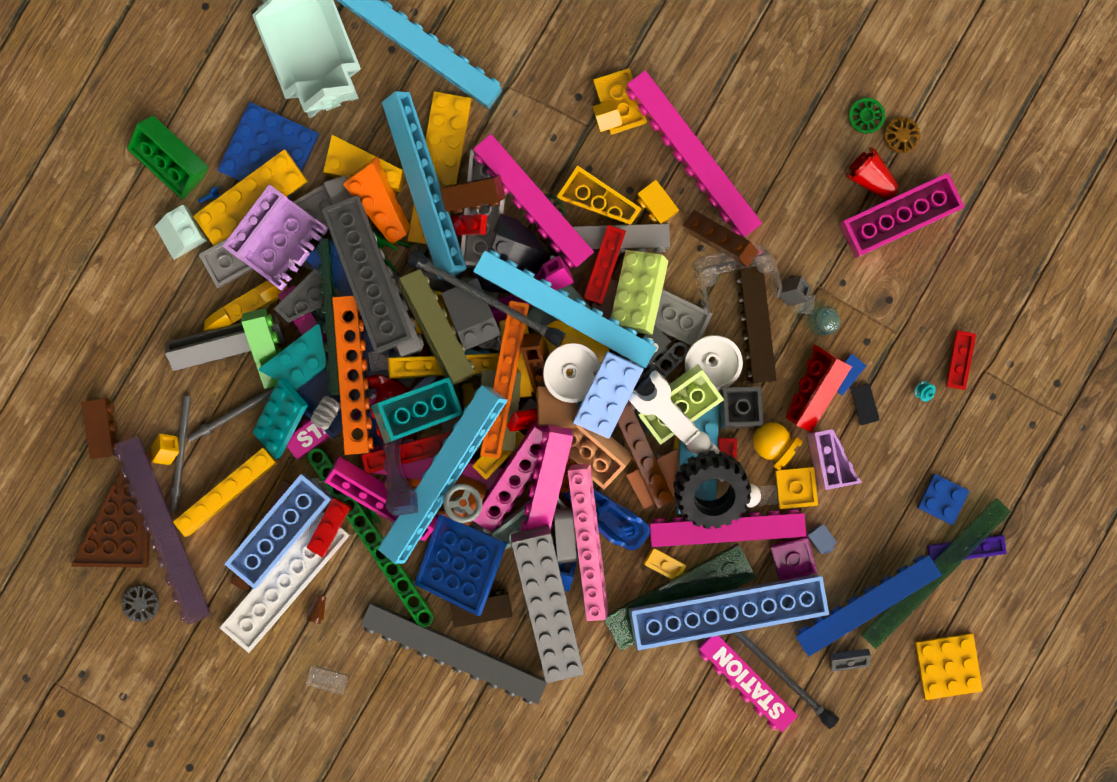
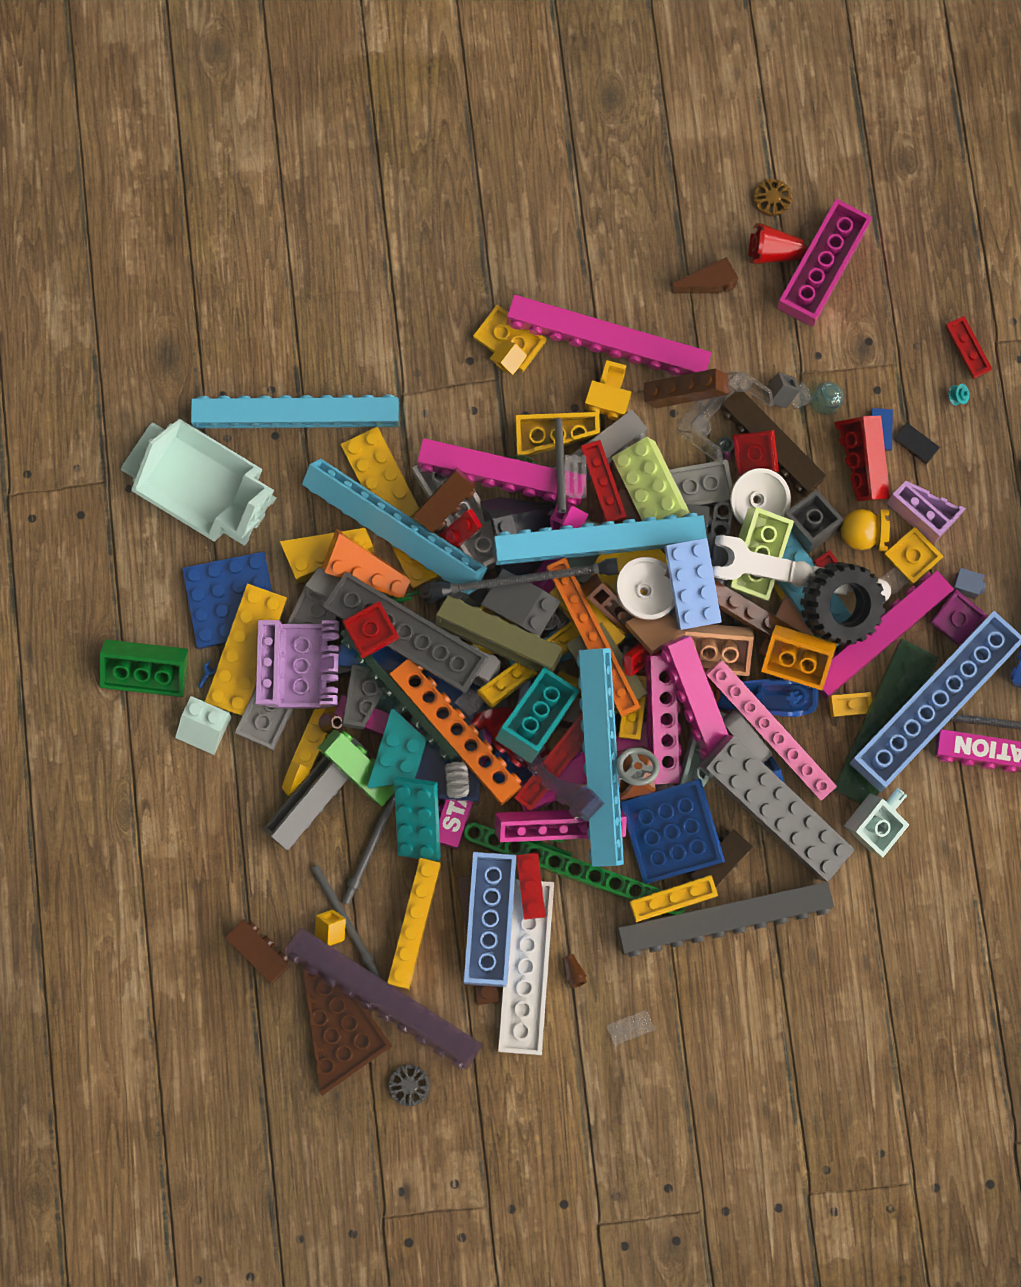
camera: 35 degrees left, 10 degrees down
(268, 295) = (329, 722): none -> reddish brown cone
(342, 253) = (370, 629): none -> red tile
(424, 613) = (673, 898): none -> yellow tile
(579, 229) = (560, 471): none -> dark grey piece
(594, 233) = (575, 459): none -> clear tile
(616, 668) = (878, 823): none -> light aqua brick
(648, 506) = (798, 657): none -> light orange brick
(675, 187) = (613, 374): none -> yellow panel
(717, 302) = (726, 445): none -> piece
(737, 324) = (755, 451): none -> red tile
(806, 166) = (711, 279): none -> reddish brown slope
(866, 115) = (730, 202): green wheel -> none

